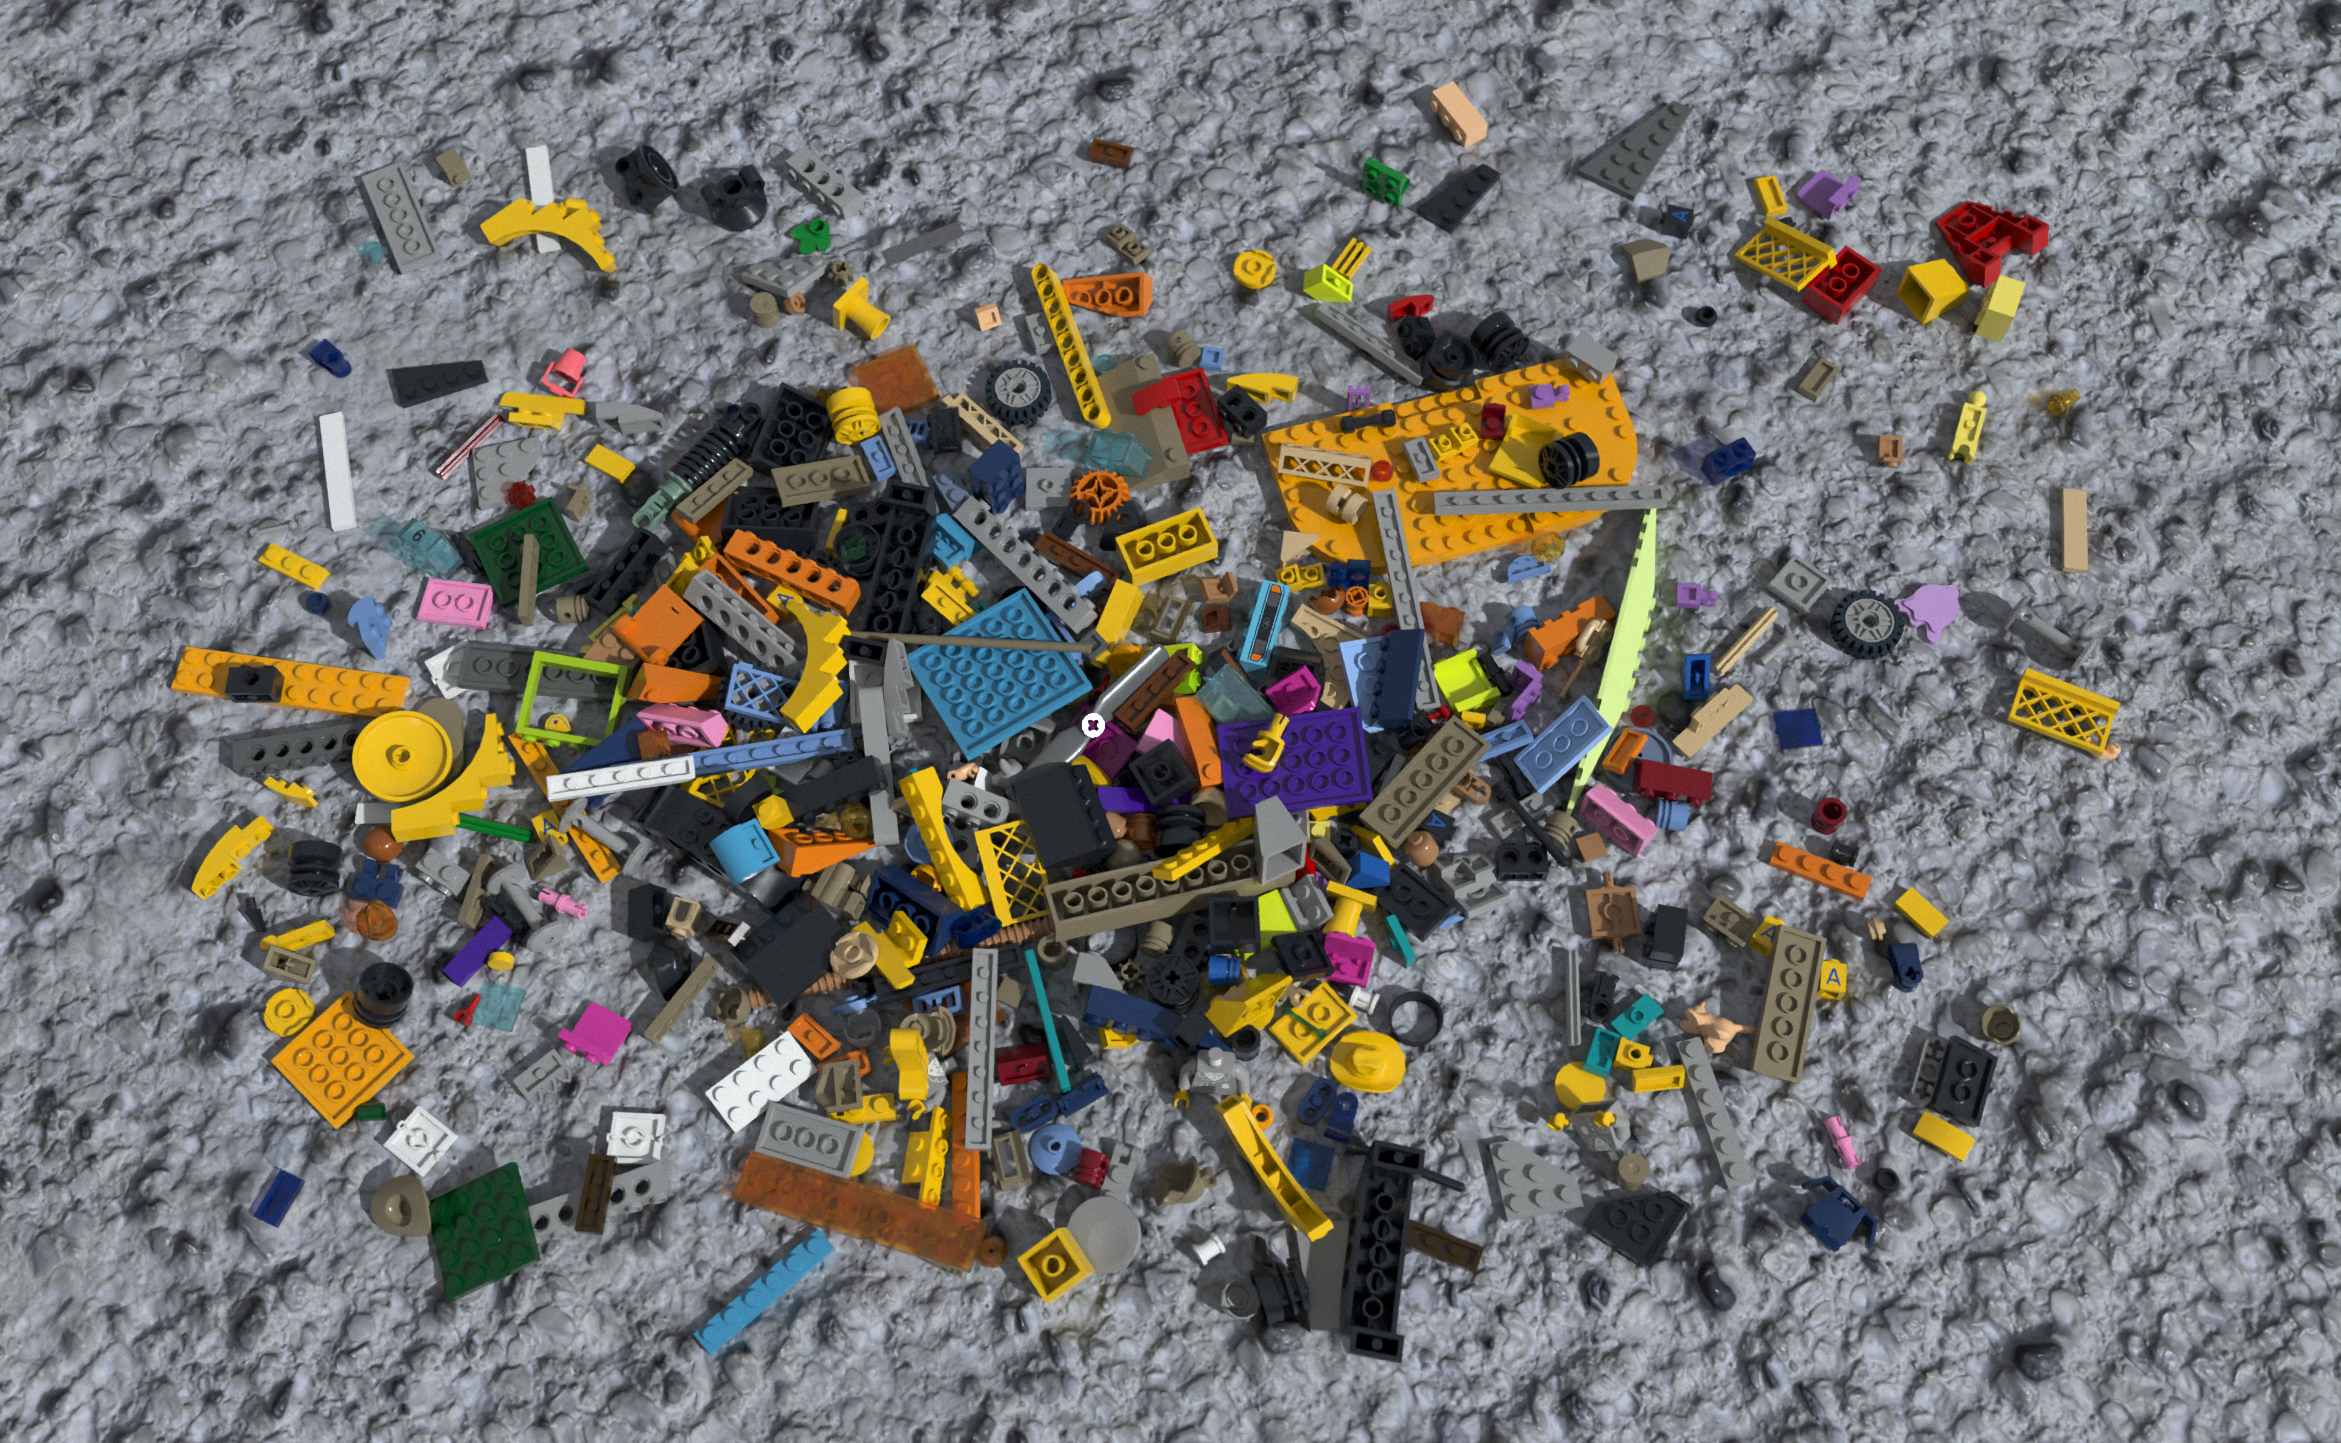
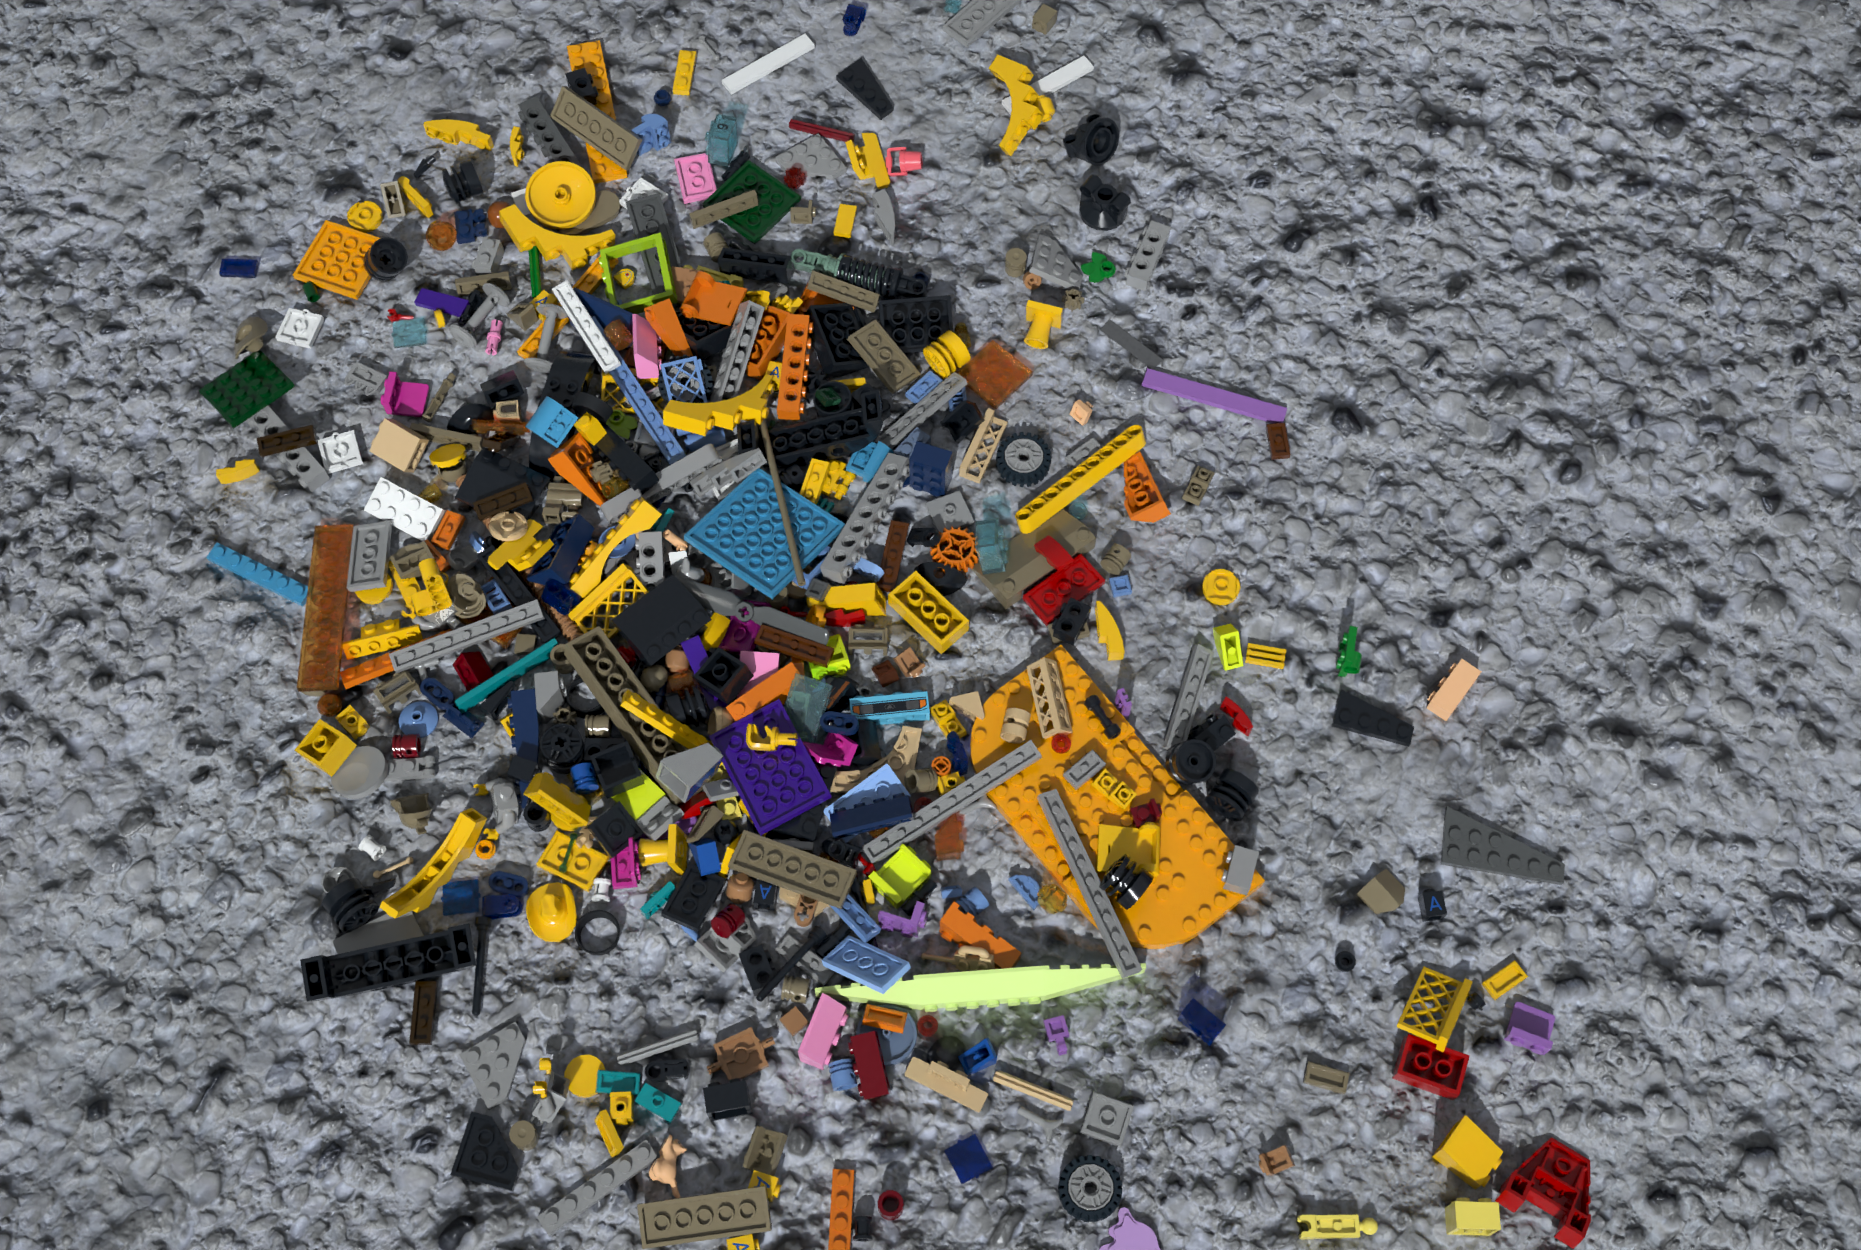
camera: 65 degrees right, 0 degrees up
(327, 683) = (595, 128): none -> dark tan plate
(600, 1268) = (242, 470): none -> yellow slope
(616, 996) = (437, 400): none -> dark tan piece
(667, 1059) = (398, 445): none -> tan brick
(702, 928) = (500, 427): none -> clear orange plate
(710, 1005) = (448, 455): none -> yellow tile
(818, 950) = (503, 501): none -> dark brown plate
(833, 824) = (601, 472): none -> dark tan gear
(1027, 191) = (1214, 396): none -> medium lavender tile
(1030, 1235) = (346, 720): none -> yellow brick
(1134, 637) = (838, 619): none -> red slope
(1242, 1254) = (378, 874): none -> tan hinge
(1269, 675) = (841, 721): none -> dark blue plate
(1329, 601) = (929, 747): dark orange hair -> none
(1366, 621) = (920, 780): none -> dark tan piece
(1459, 872) = (728, 921): none -> dark red piece
(1496, 717) = (876, 906): dark tan plate -> none
(1544, 397) = (1191, 847): medium lavender plate -> none

